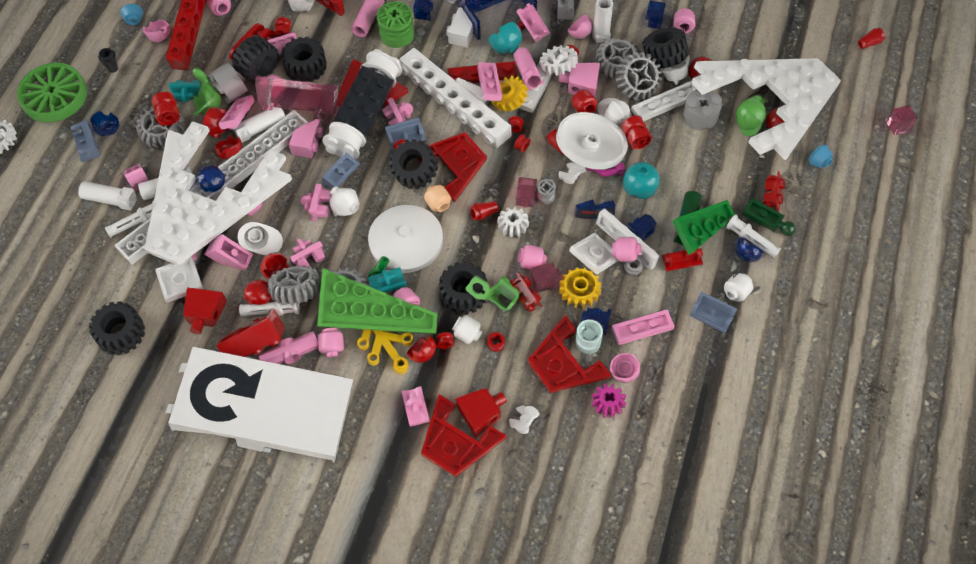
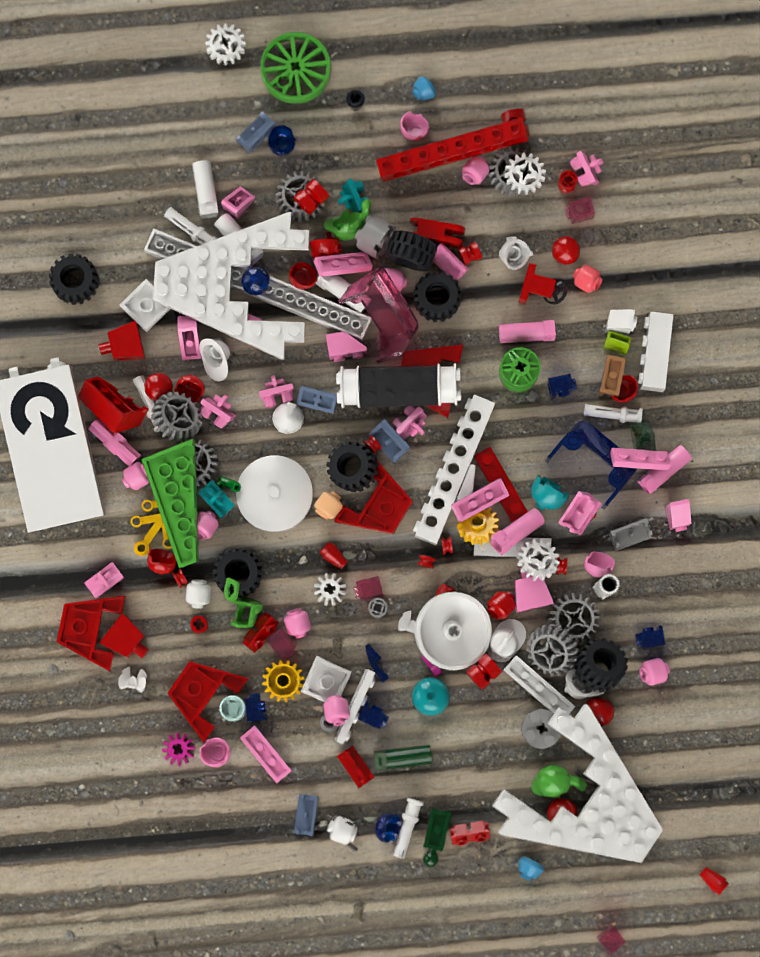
camera: 65 degrees right, 20 degrees up
(461, 29) = (544, 439): white slope -> none
(702, 224) = (393, 773): green wing -> none

